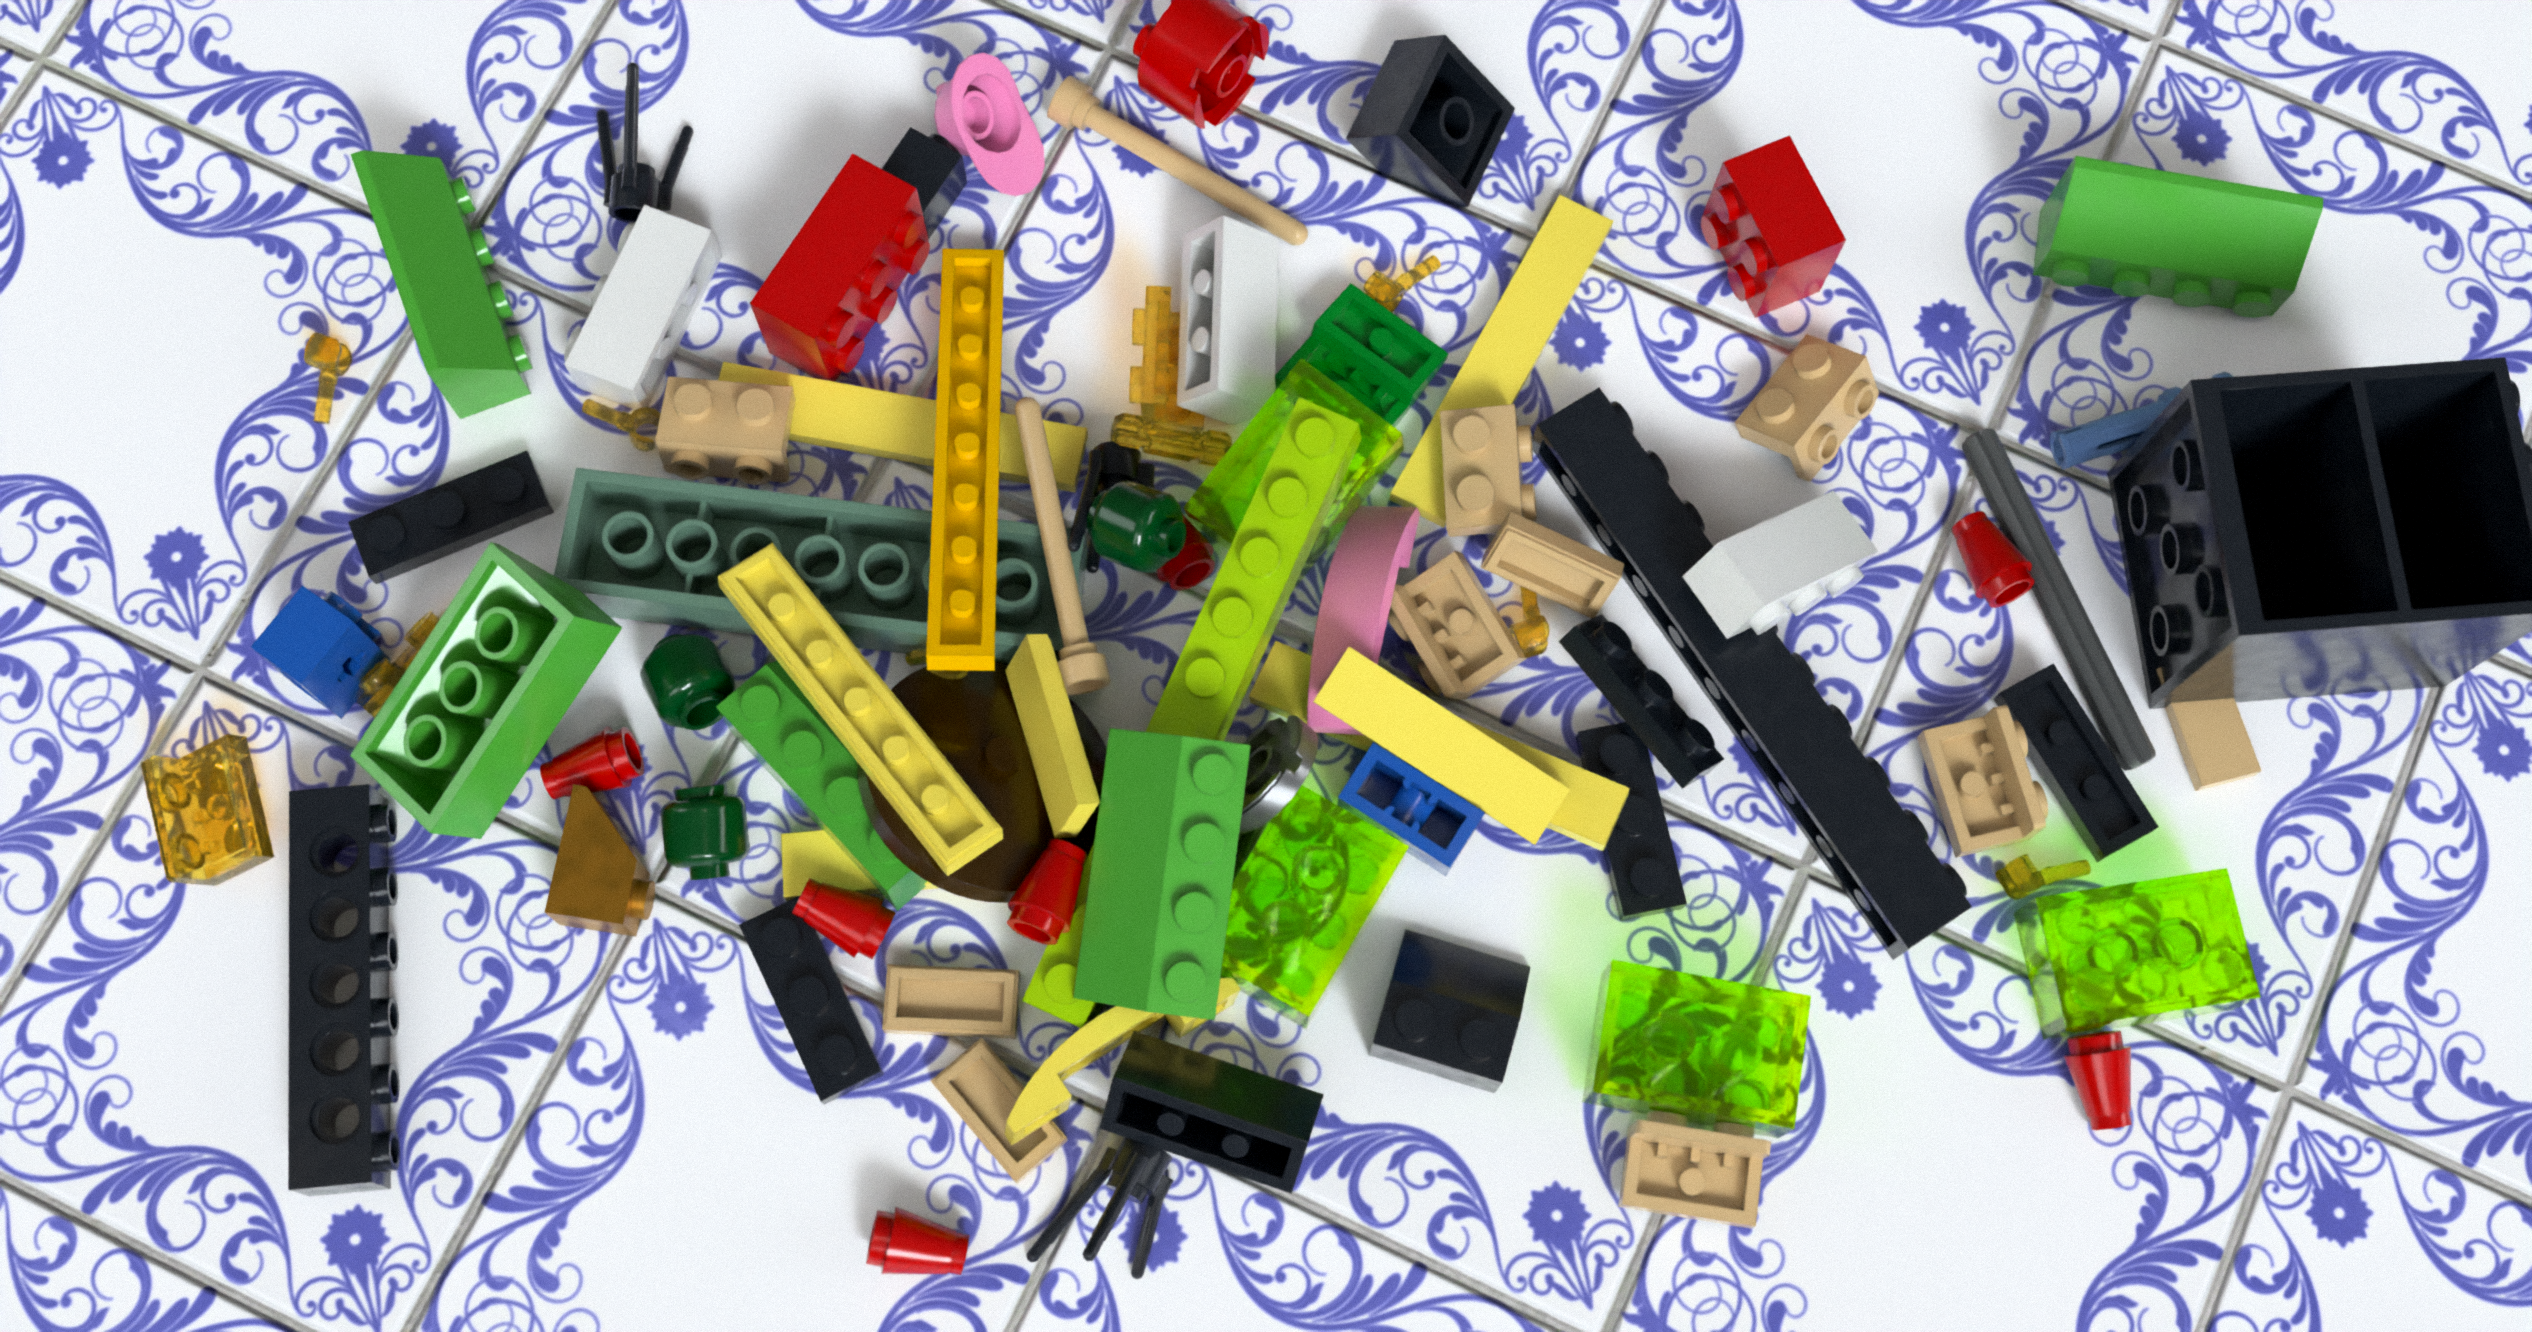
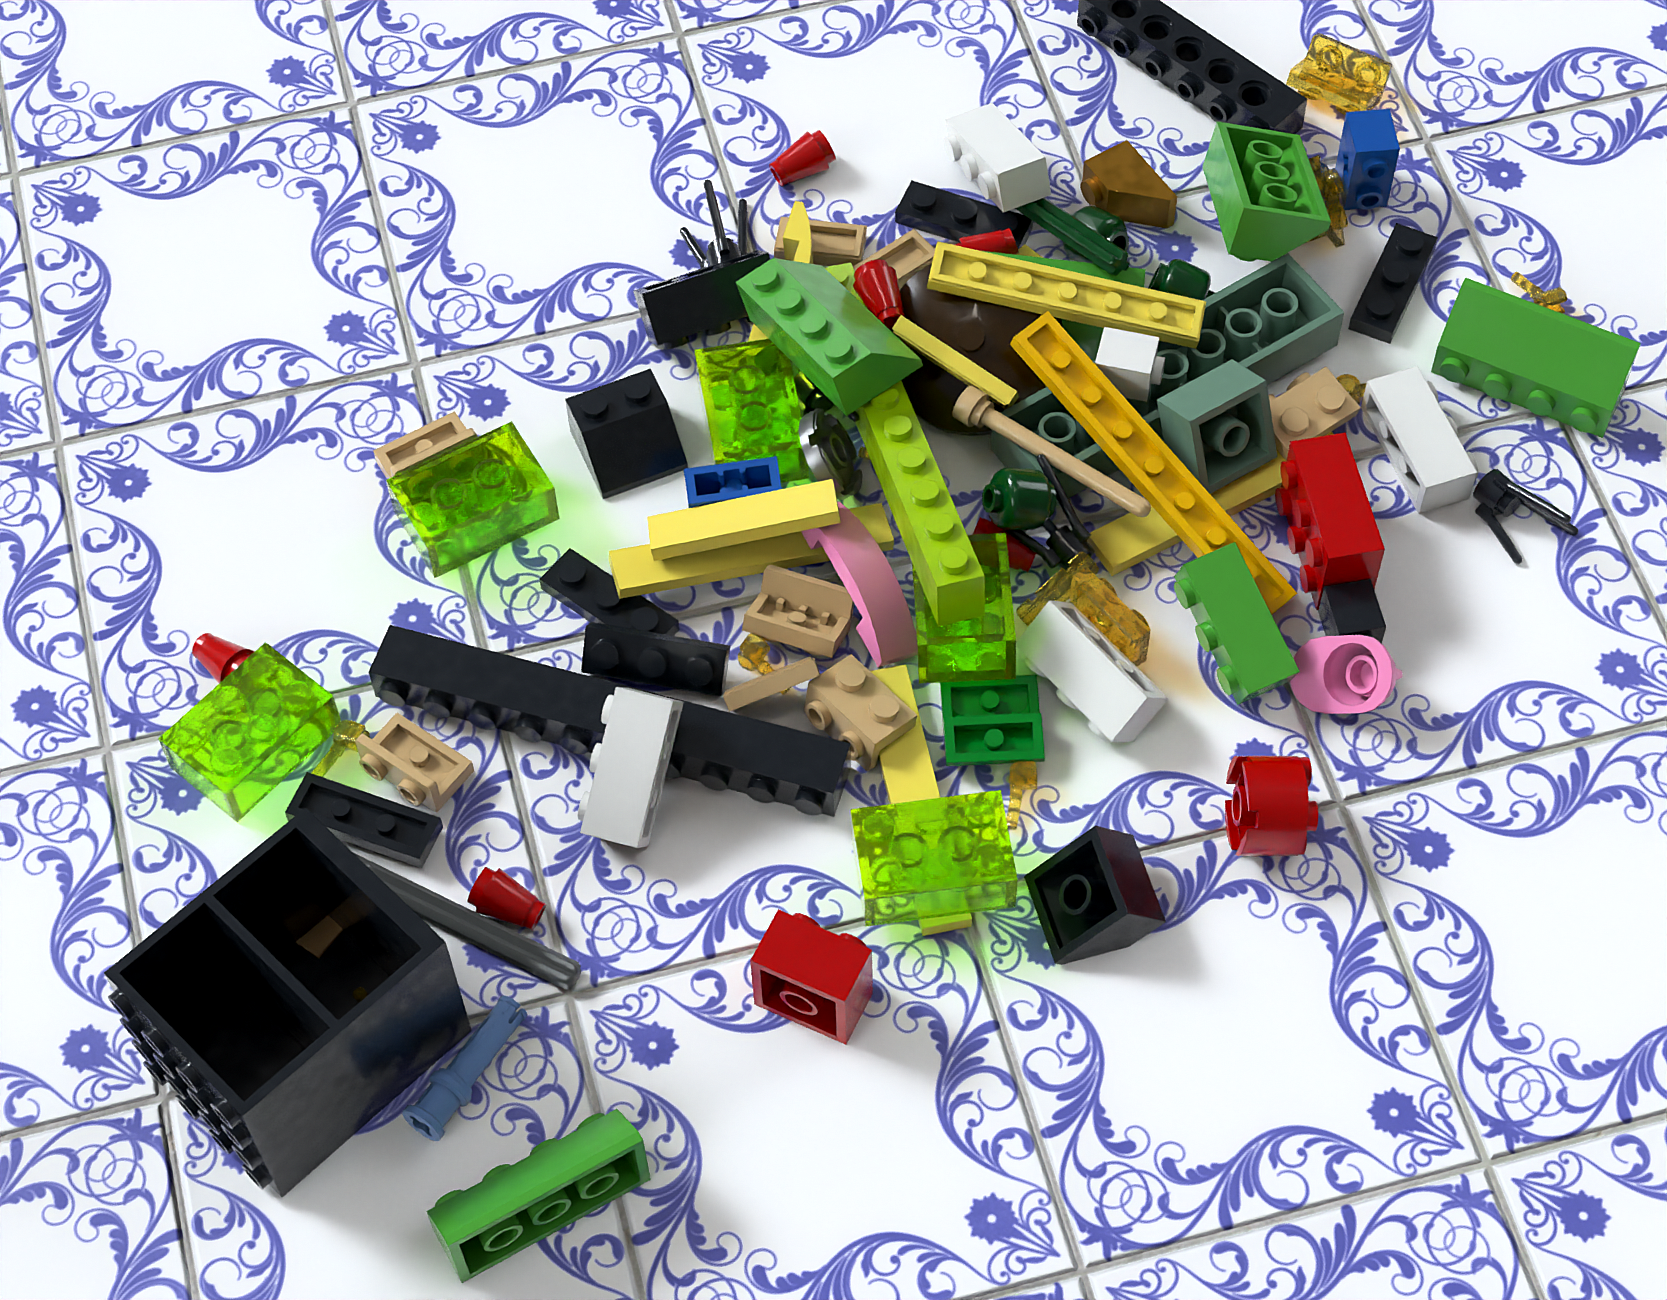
camera: 145 degrees right, 15 degrees down
(600, 762) = (1181, 231): red cone -> none
(713, 1017) = (997, 157): none -> white brick
(739, 859) = (1077, 235): none -> dark green axle
(848, 448) = (1219, 424): none -> sand green brick
(879, 569) = (1130, 362): none -> white brick
(1048, 247) = (1234, 624): none -> bright green brick
(1077, 107) = (1314, 739): tan piece -> none
(1560, 248) = (933, 858): none -> clear neon green brick
(1811, 404) = (697, 908): tan bracket -> none

